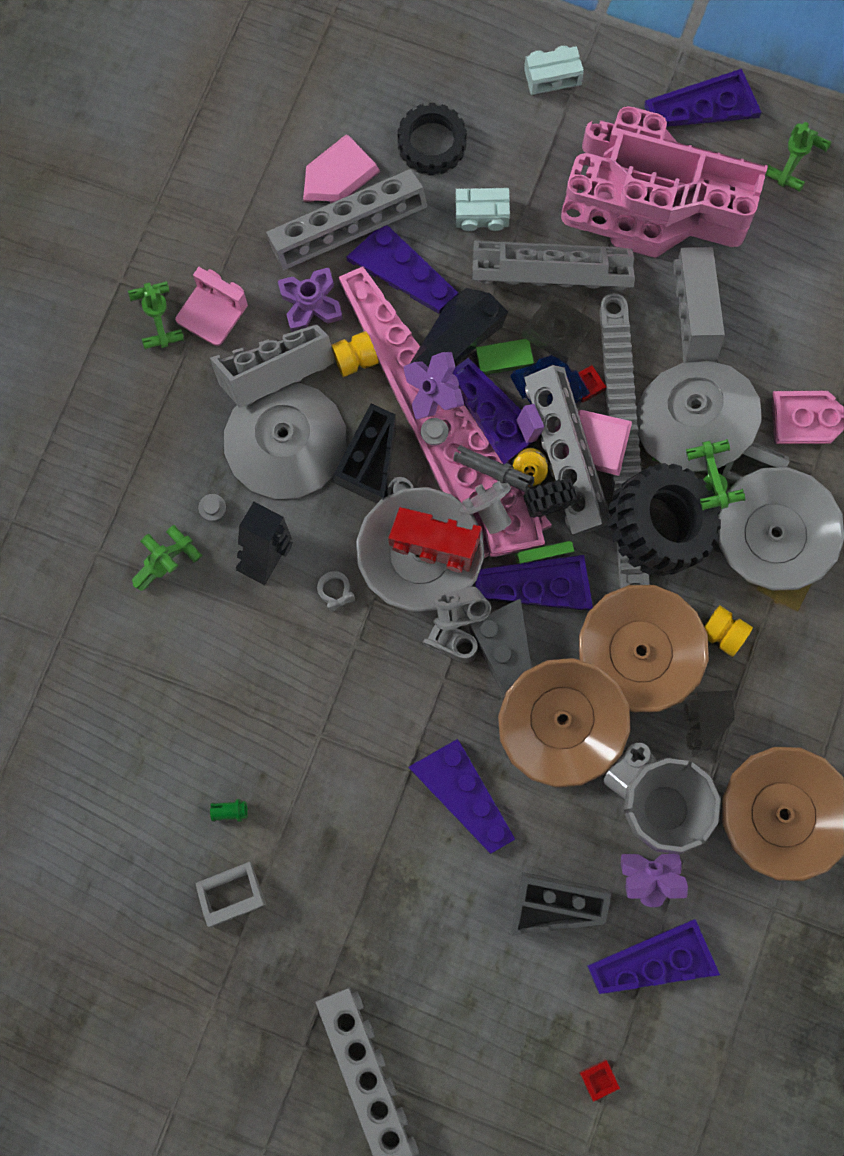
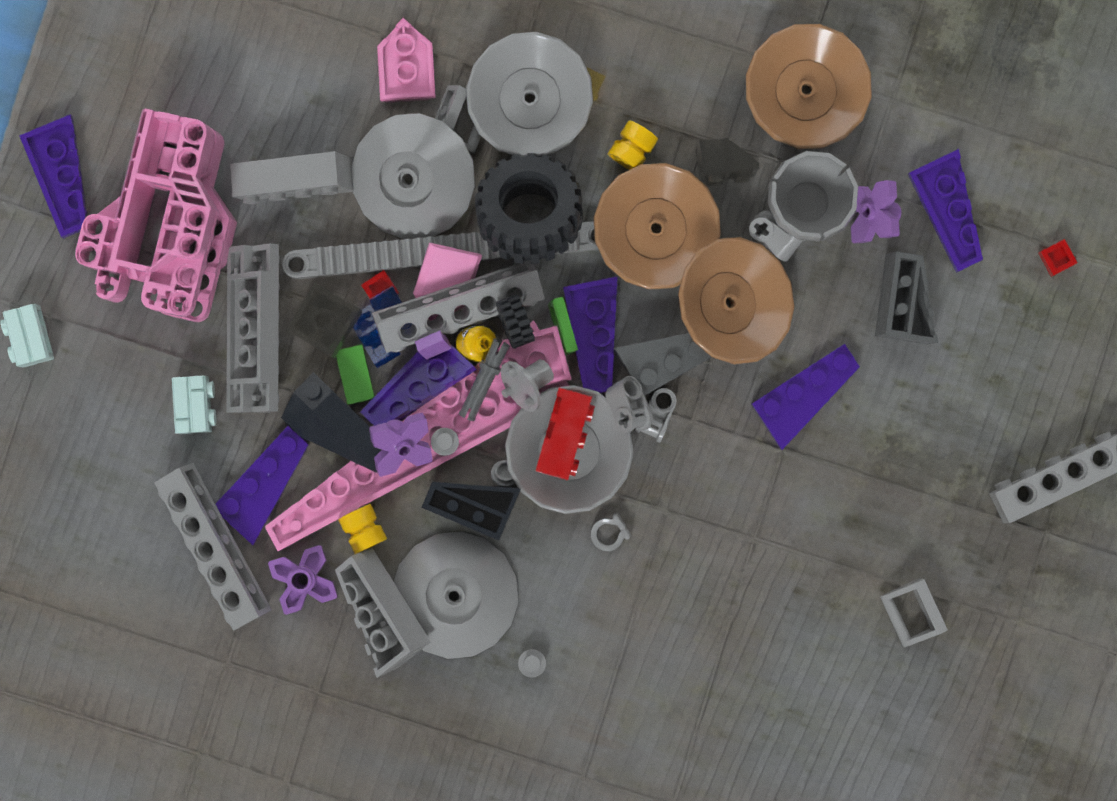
camera: 100 degrees left, 10 degrees up
(155, 306) = (324, 740): bright green axle -> none
(162, 557) = (596, 712): bright green axle -> none
(212, 307) = (318, 682): bright pink bracket -> none
(229, 811) = (834, 620): green pin -> none
(264, 541) = (574, 607): black wedge -> none
(338, 172) = (154, 560): bright pink tile -> none
(432, 114) = (86, 450): black tyre -> none
(714, 480) = (485, 159): bright green axle -> none
(799, 145) = (113, 75): bright green axle -> none

